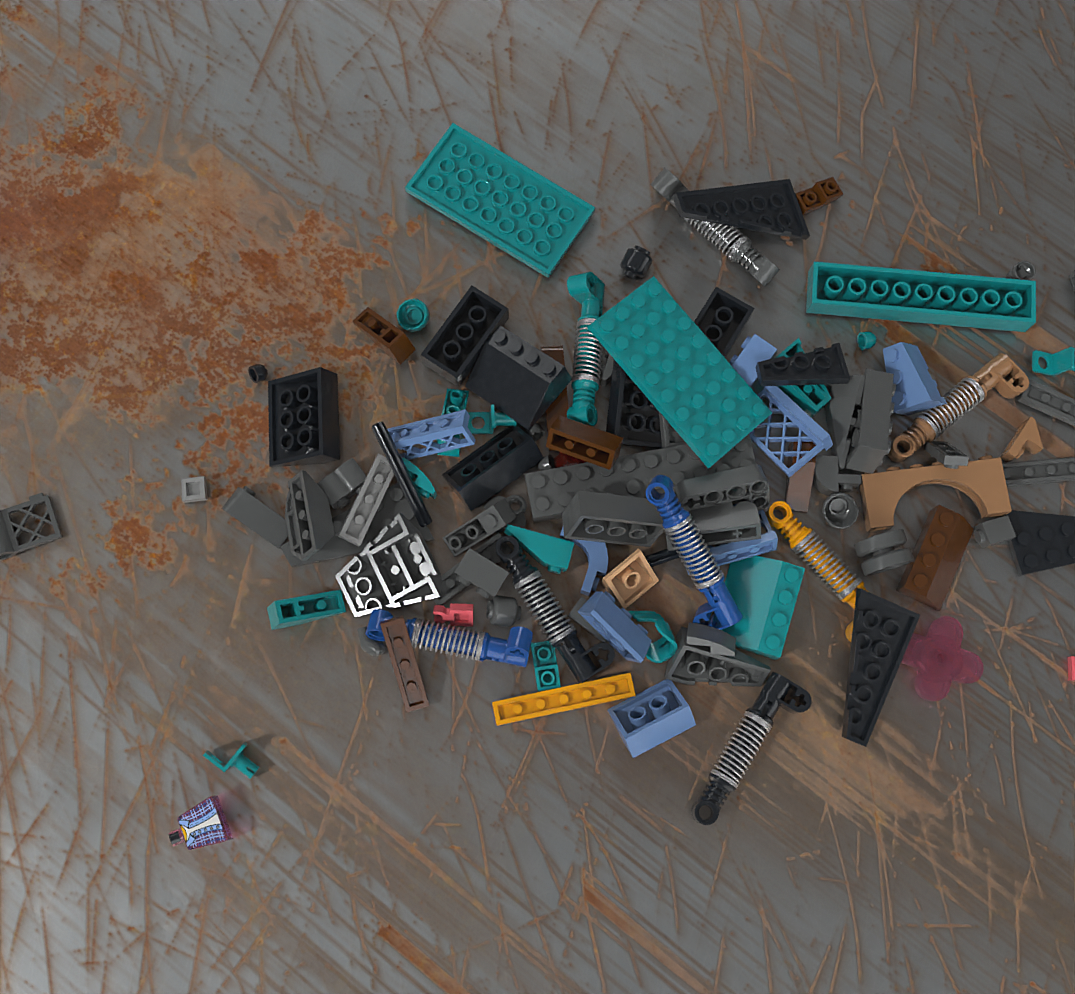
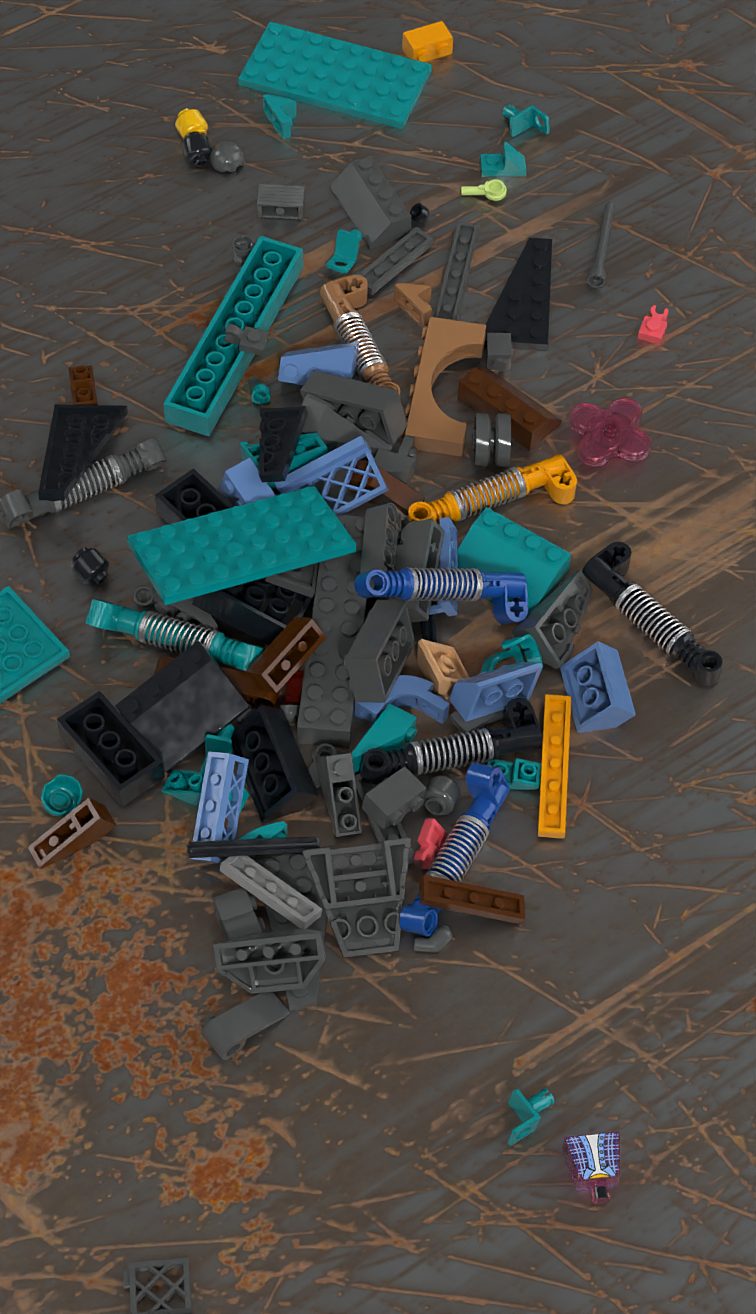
camera: 75 degrees left, 20 degrees down
(194, 489) = (185, 1085): light grey plate -> none
(257, 373) = (58, 985): black hinge -> none
(304, 419) = (142, 945): black slope -> none
(305, 609) = (374, 997): teal slope -> none
(704, 635) = (530, 608): dark grey slope -> none
(840, 510) = (435, 465): dark grey hair -> none
(877, 648) = (587, 471): black wing -> none
(909, 311) = (249, 340): none -> dark grey plate
(946, 454) = (411, 357): dark grey plate -> none

